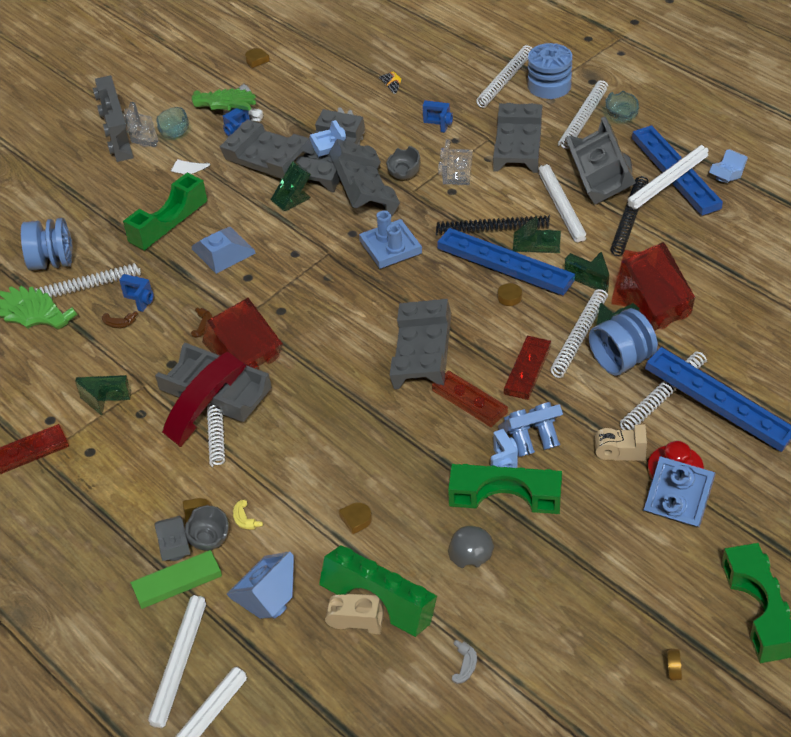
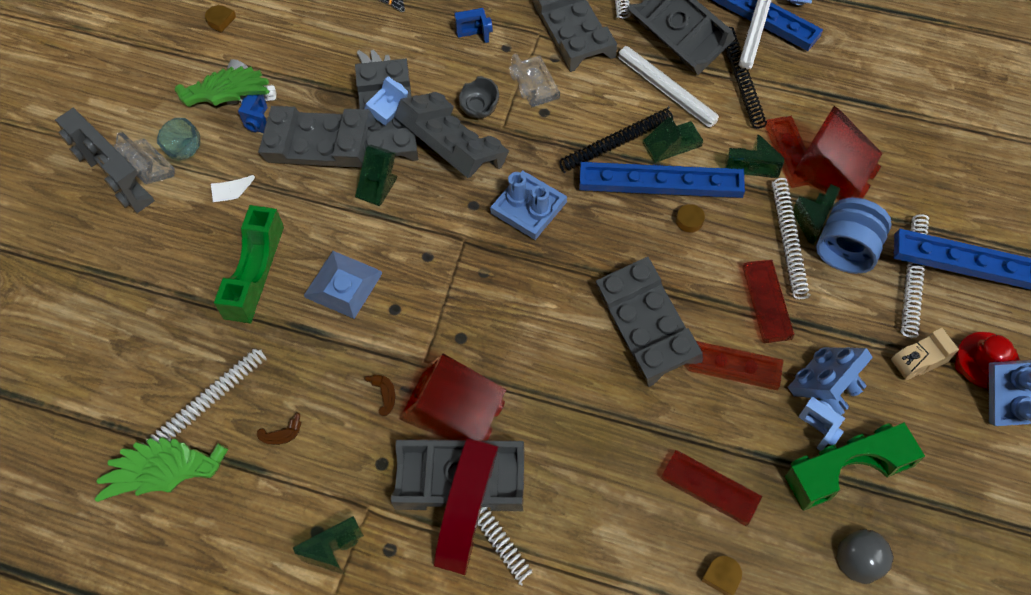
camera: 30 degrees left, 15 degrees up
(51, 243) = (130, 372): medium blue wheel -> none
(137, 289) = (281, 381): blue bracket -> none
(390, 464) = (711, 488): none -> clear red tile

